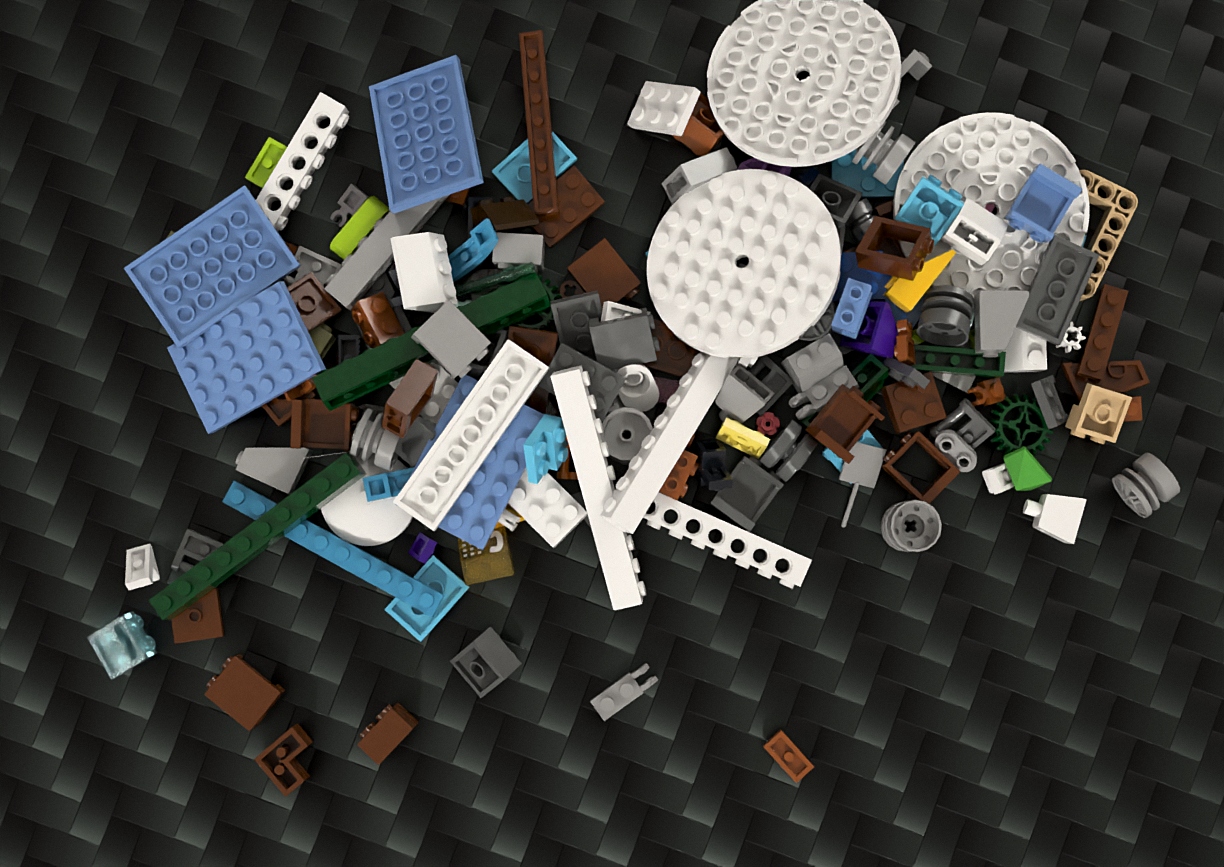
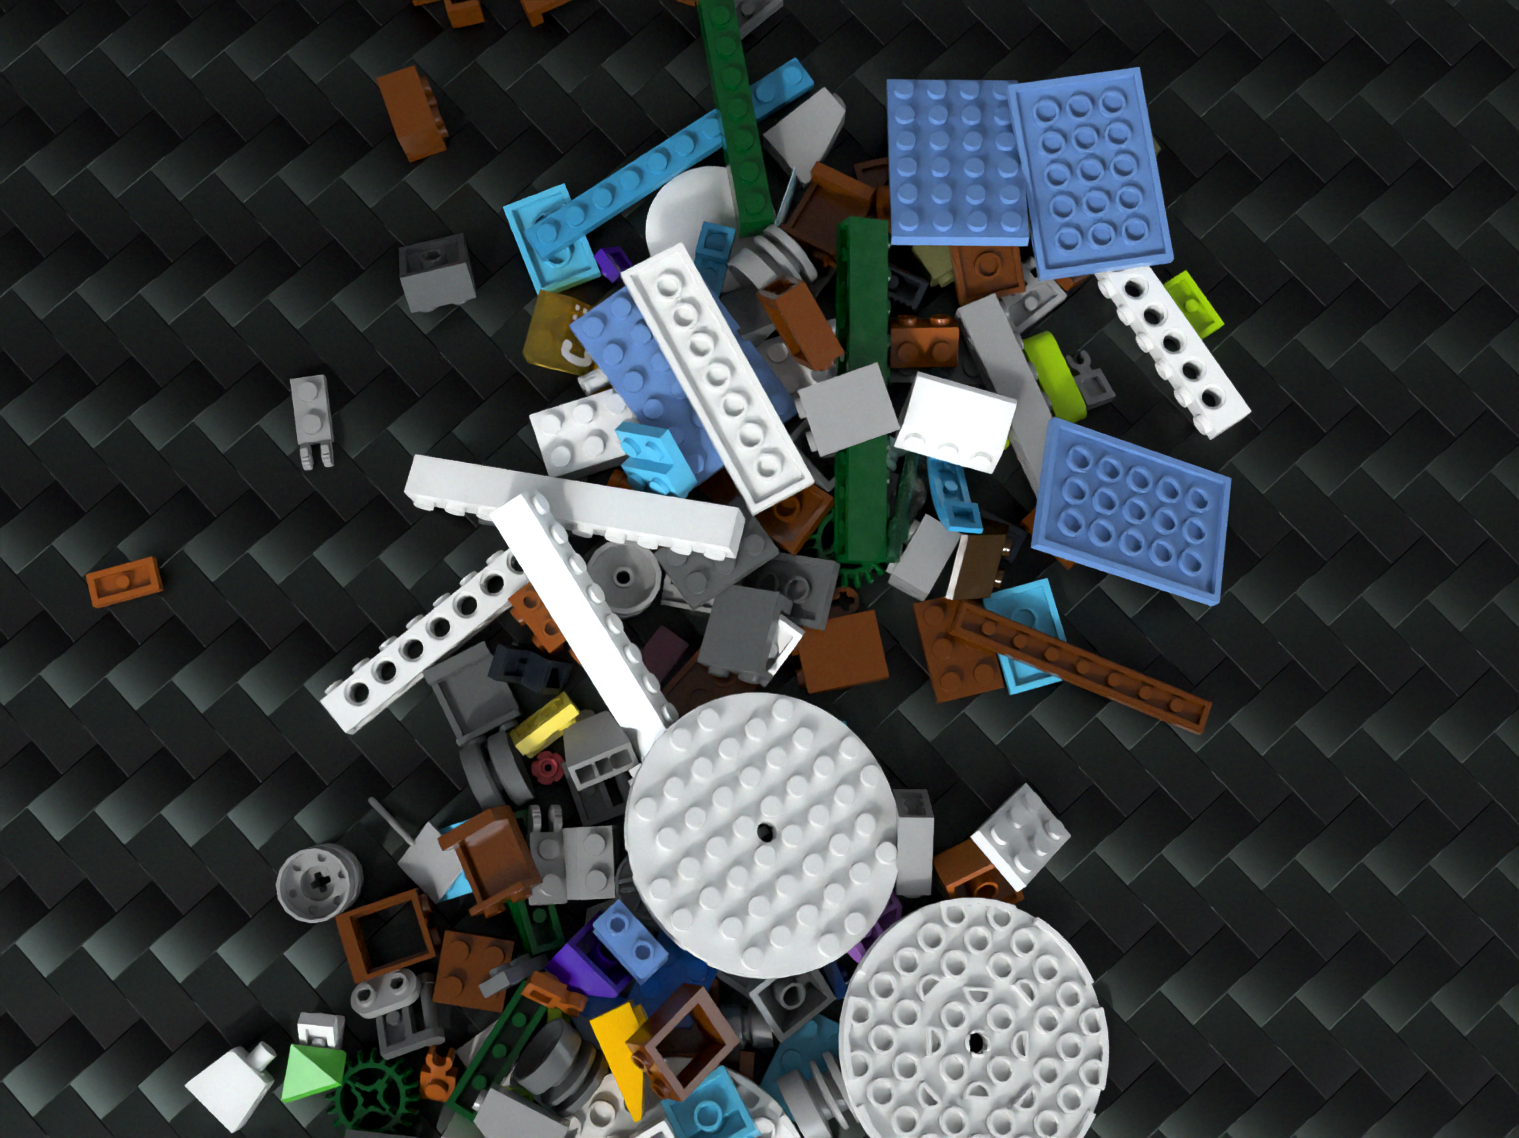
camera: 115 degrees right, 5 degrees down
(639, 388) = (674, 623): white piece -> none

